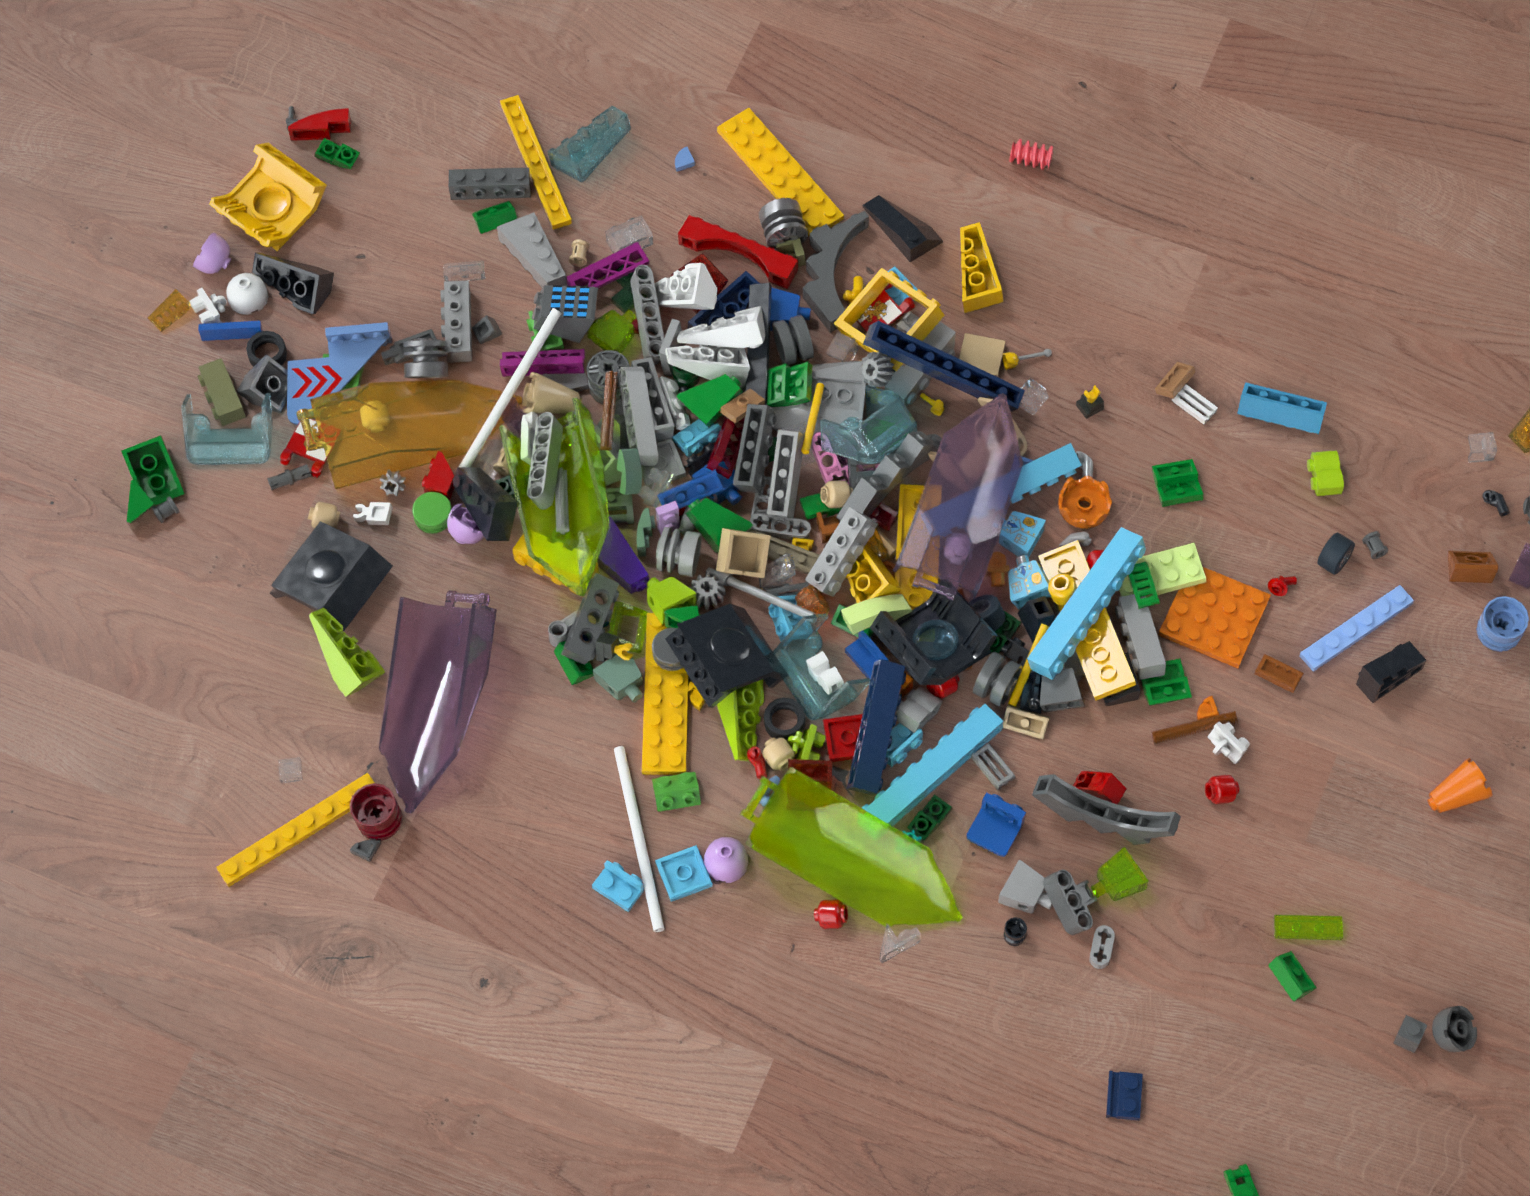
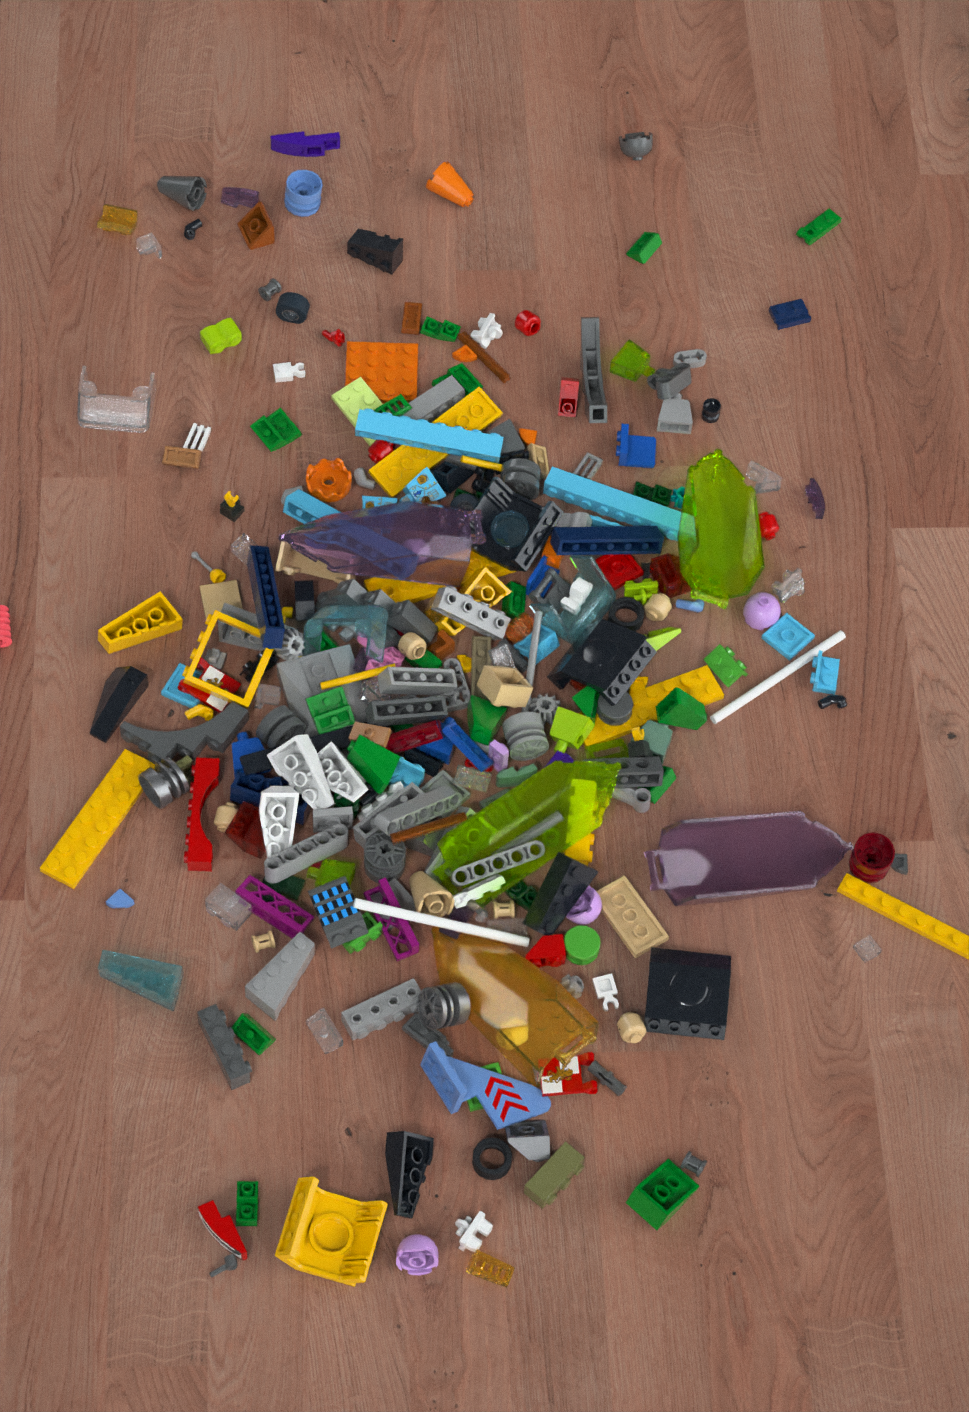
camera: 120 degrees left, 5 degrees down
(138, 502) = (704, 1185): green slope -> none
(227, 446) = (597, 1139): clear light blue windscreen -> none
(229, 330) = (487, 1199): blue tile -> none
(246, 293) = (439, 1208): white cylinder -> none
(347, 661) = (755, 938): lime wedge -> none
(439, 568) = (631, 917): none -> tan plate
(486, 329) = (376, 985): dark grey slope -> none
(536, 161) = (177, 1022): yellow plate -> none
(582, 879) = (840, 700): none -> black arm
(630, 466) = (472, 797): sand green slope -> none
(632, 709) = (681, 710): none -> green slope
(727, 267) = (224, 816): none -> tan head
(741, 904) = (792, 585): none -> clear hips
(756, 758) = (670, 620): red arm -> none
(839, 658) = (557, 592): none -> dark grey plate
(852, 988) = (815, 498): none -> clear purple slope
(864, 613) = (510, 576): yellowish green slope -> none
(938, 422) = (304, 599): none -> black slope
(1061, 588) = (423, 457): yellow head -> none
(1062, 726) = (527, 436): none -> orange tile
(1252, 358) = (115, 411): none -> clear windscreen
(1252, 697) = (442, 331): none -> green slope
(1253, 522) = (285, 372): none -> white plate
(1282, 408) = (177, 376): dark azure brick -> none
(1308, 927) = (603, 247): clear neon green tile -> none
(1356, 628) = (346, 284): light blue plate -> none
(1410, 1034) = (651, 168): dark grey brick -> none

